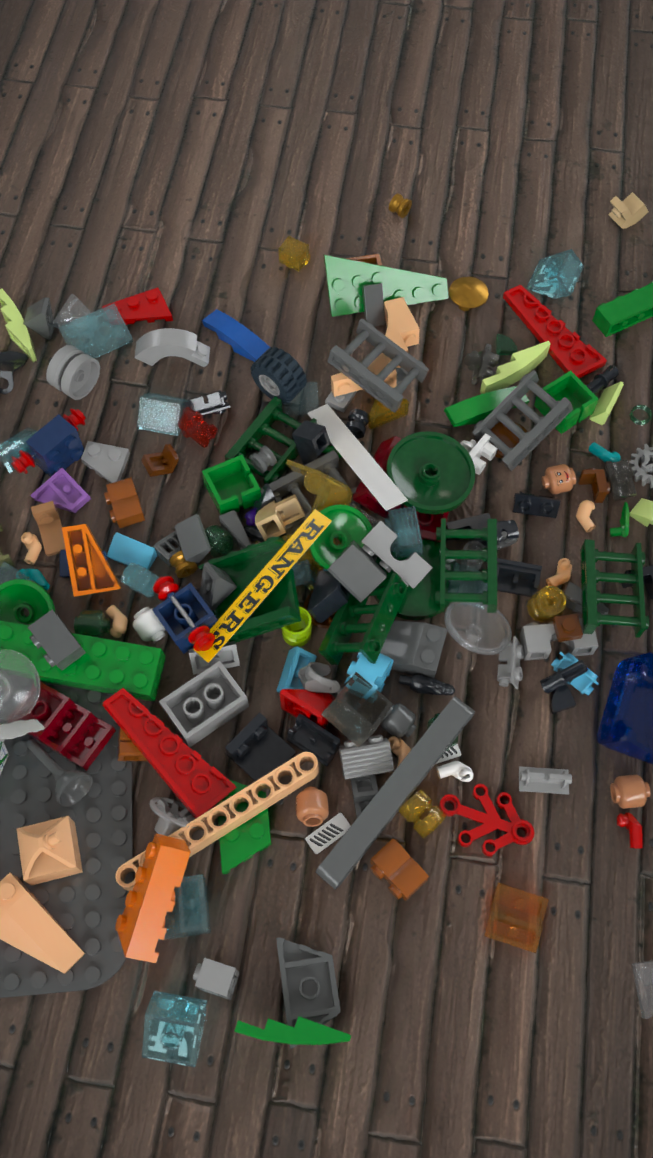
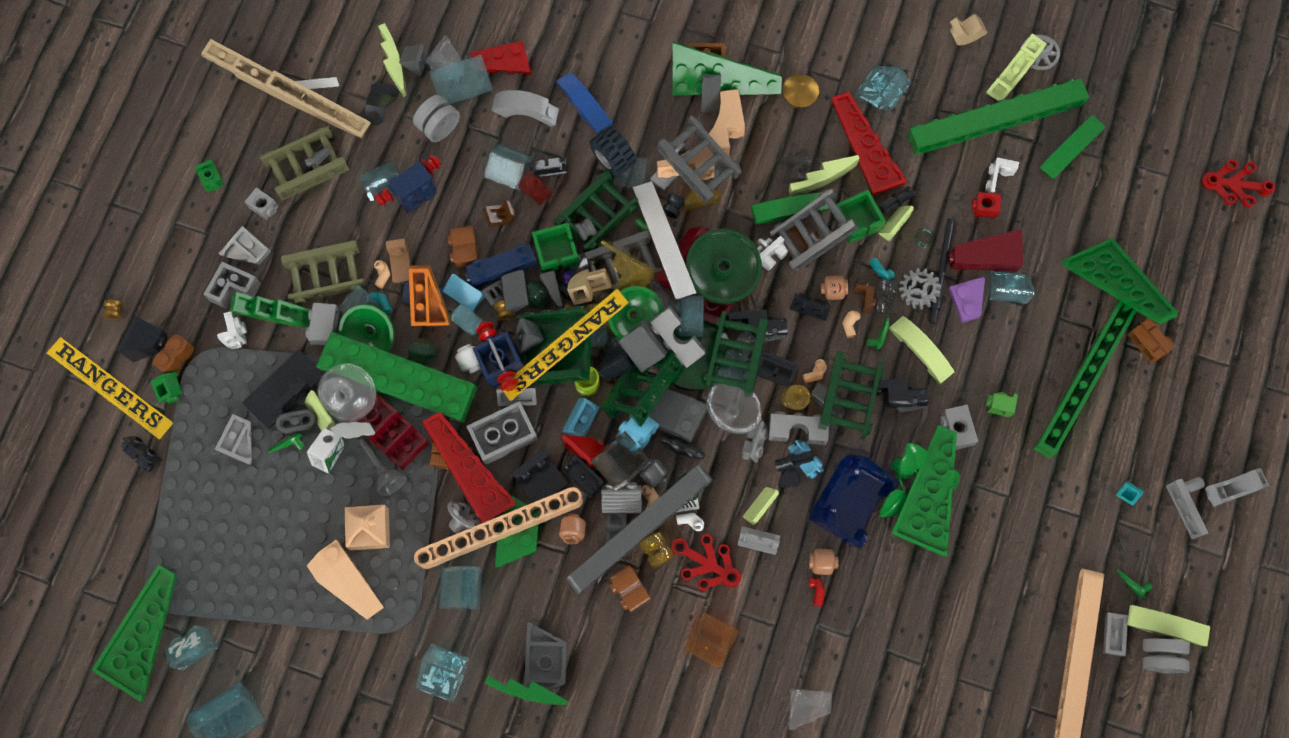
camera: 10 degrees right, 10 degrees up
(56, 640) = (393, 365): dark grey brick -> none
(62, 491) = (413, 228): medium lavender wing -> none
(106, 460) = (453, 204): light grey wing -> none
(119, 621) = (445, 350): light nougat arm -> none
(152, 897) = (439, 577): orange wedge -> none
(161, 521) = (495, 267): none -> dark blue brick
(216, 978) = (477, 643): light grey brick -> none
(294, 253) = (650, 26): clear yellow brick -> none
(310, 440) = (628, 219): black slope -> none
(313, 680) = (591, 432): light grey helmet -> none
(328, 833) = (581, 551): white sticker -> none
(505, 345) = (821, 150): clear green tile -> none
(536, 737) = (760, 505): none -> yellowish green slope
(567, 627) = (805, 421): reddish brown plate -> none

